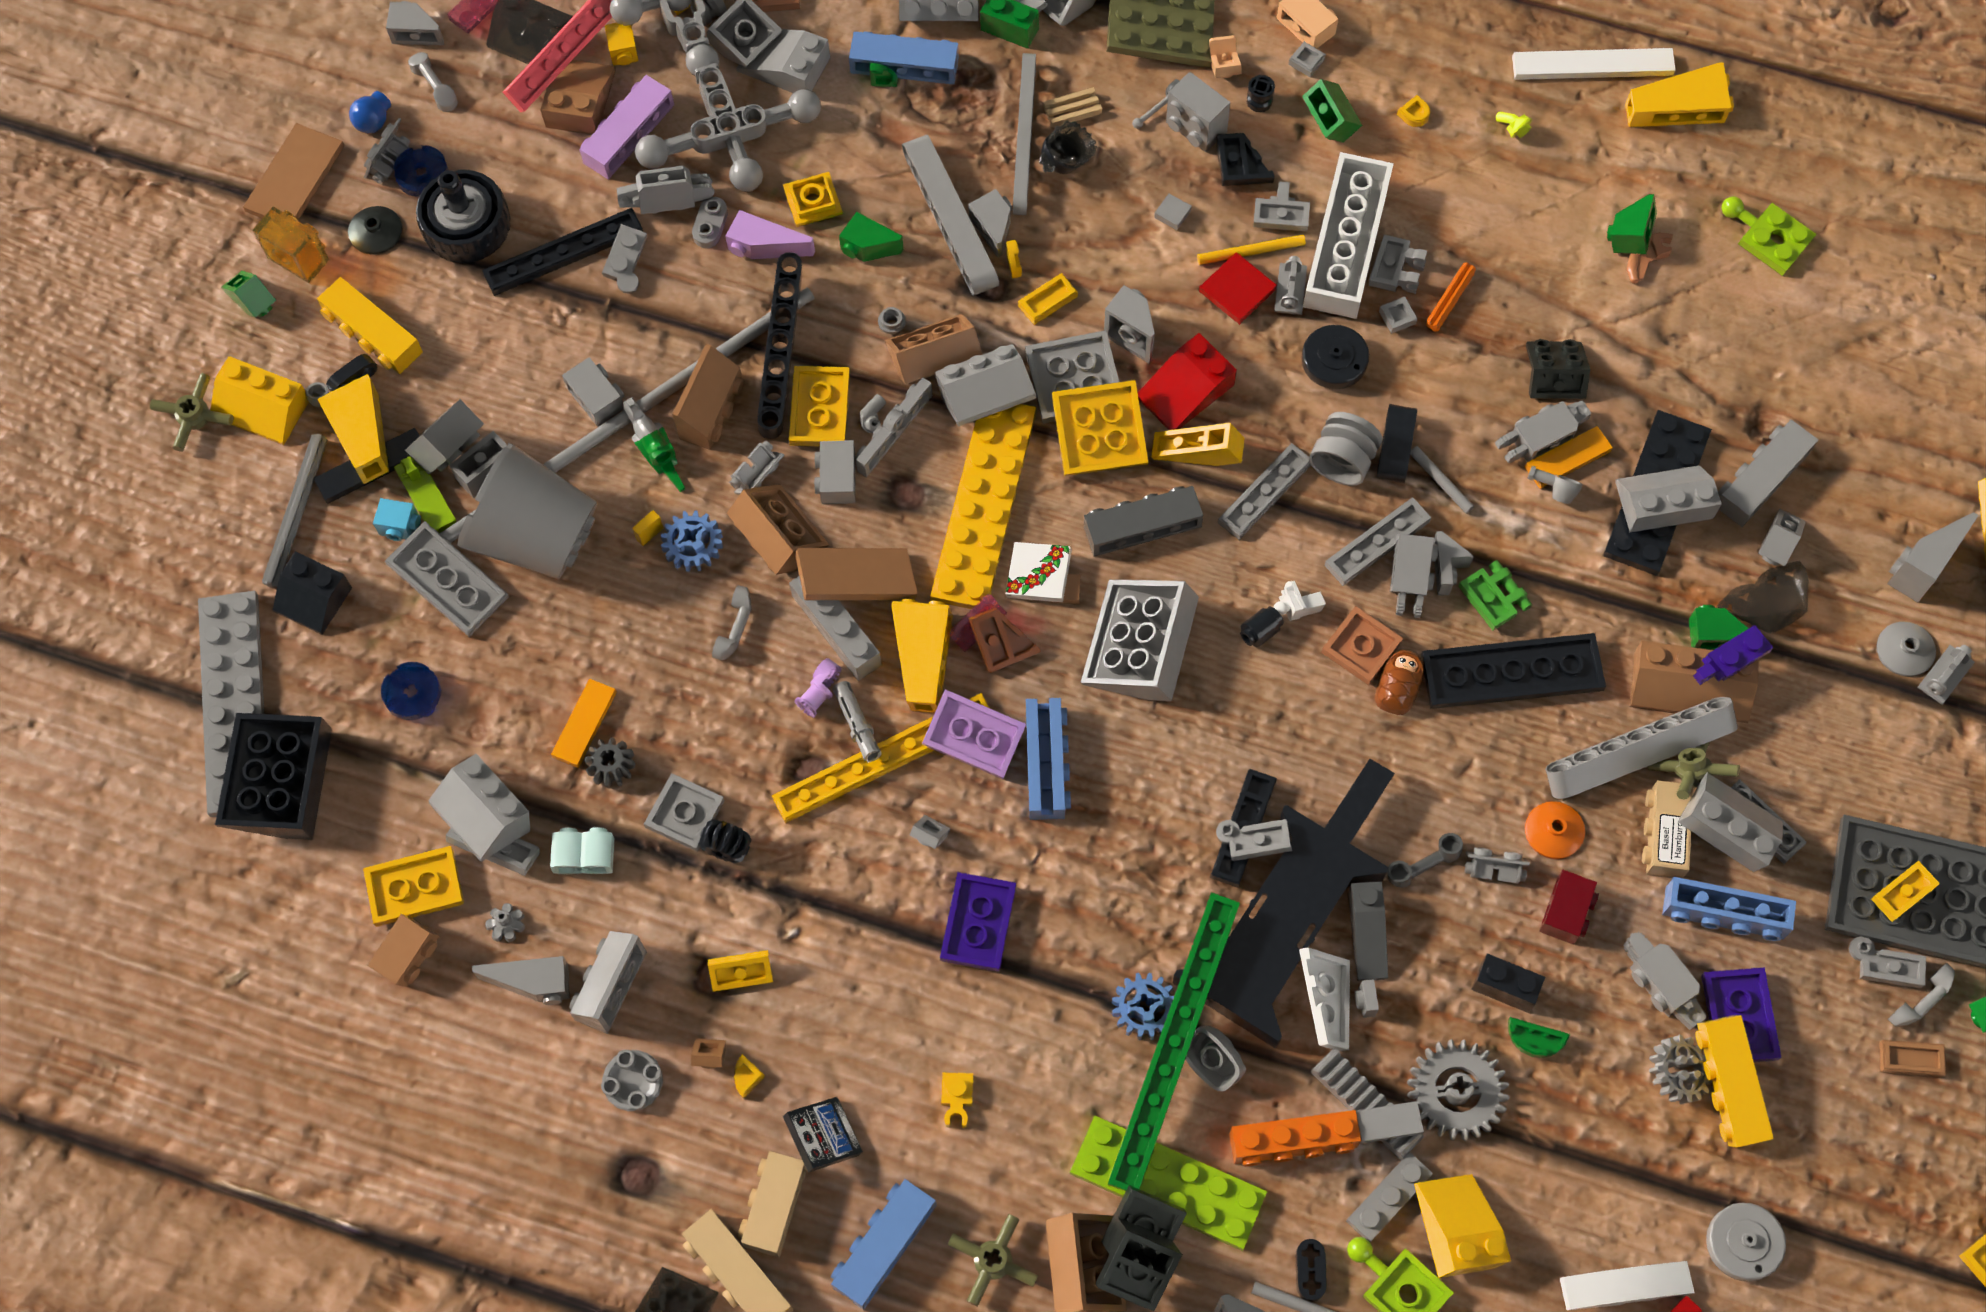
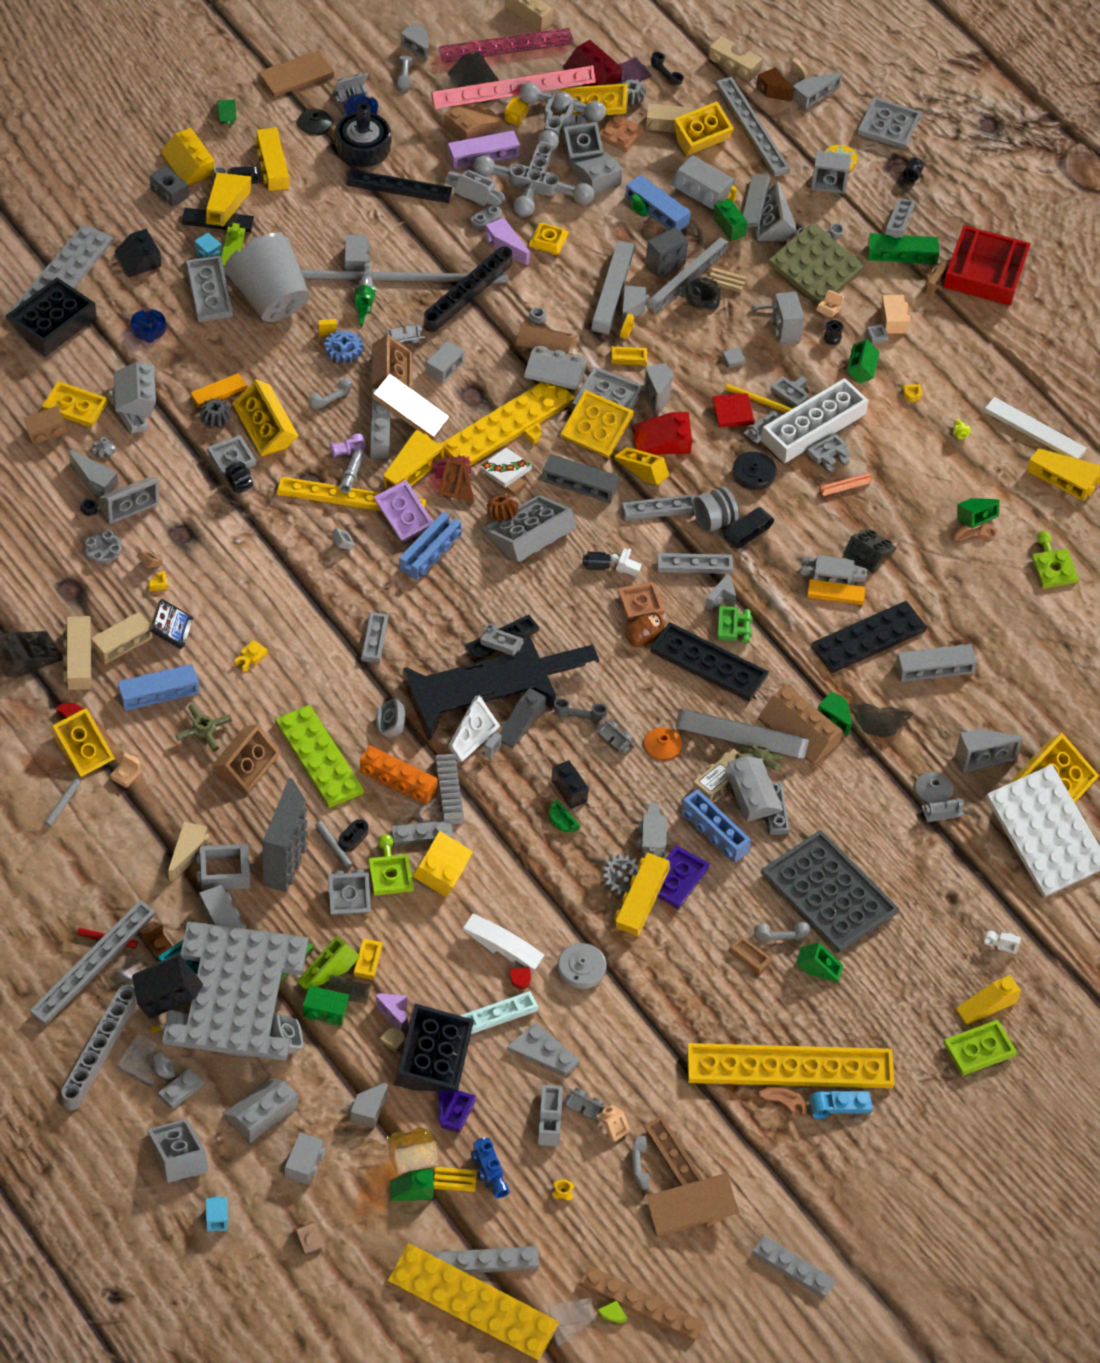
camera: 30 degrees right, 15 degrees down
(191, 412) = (152, 143): olive bar -> none
(253, 452) = (169, 186): none -> dark grey brick
(291, 244) = (266, 99): clear yellow brick -> none
(294, 510) = (167, 213): light grey axle -> none
(369, 112) = (359, 64): blue piece -> none
(446, 438) = (261, 222): light grey brick -> none
(563, 1024) = (89, 507): none -> black plate
(582, 852) = (167, 441): light aqua brick -> none
(624, 258) = (427, 206): light grey hinge -> none
(681, 724) = (264, 418): none -> yellow slope
(708, 398) = (408, 288): medium nougat slope -> none
(740, 970) = (196, 536): yellow plate -> none
(819, 405) = (464, 328): yellow plate -> none
(869, 240) = (559, 272): green slope -> none
(869, 415) = (486, 349): light grey arm -> none
(893, 426) = (492, 360): light grey hinge -> none
(978, 922) = (330, 591): dark purple plate -> none
(979, 120) = (666, 252): none -> dark grey brick
(1027, 495) = (533, 433): none -> yellow tile
(1087, 947) = (374, 637): none -> light grey tile
(1088, 636) = (502, 507): none -> dark orange gear
(1133, 1010) = (378, 676): medium blue gear -> none
(1141, 1248) = (277, 762): pearl dark grey bracket -> none
(1174, 1043) = (374, 692): green plate -> none
(1240, 162) = (791, 356): black wing -> none
(1389, 1122) = (450, 796): light grey tile -> none
(1398, 315) = (807, 474): light grey plate -> none
(1412, 570) = (698, 584): light grey hinge -> none
(1440, 478) = (757, 560): light grey bar -> none
(1487, 1087) = (498, 804): light grey gear -> none
(1564, 488) = (817, 601): light grey bar -> none
(1569, 907) = (634, 775): dark red brick -> none
(1668, 498) = (865, 637): light grey slope -> none
(1733, 656) = (825, 717): dark purple hinge -> none
(1781, 538) = (914, 694): light grey slope -> none
(1888, 965) = (778, 907): light grey hinge -> none
(1905, 891) = (815, 877): yellow plate -> none

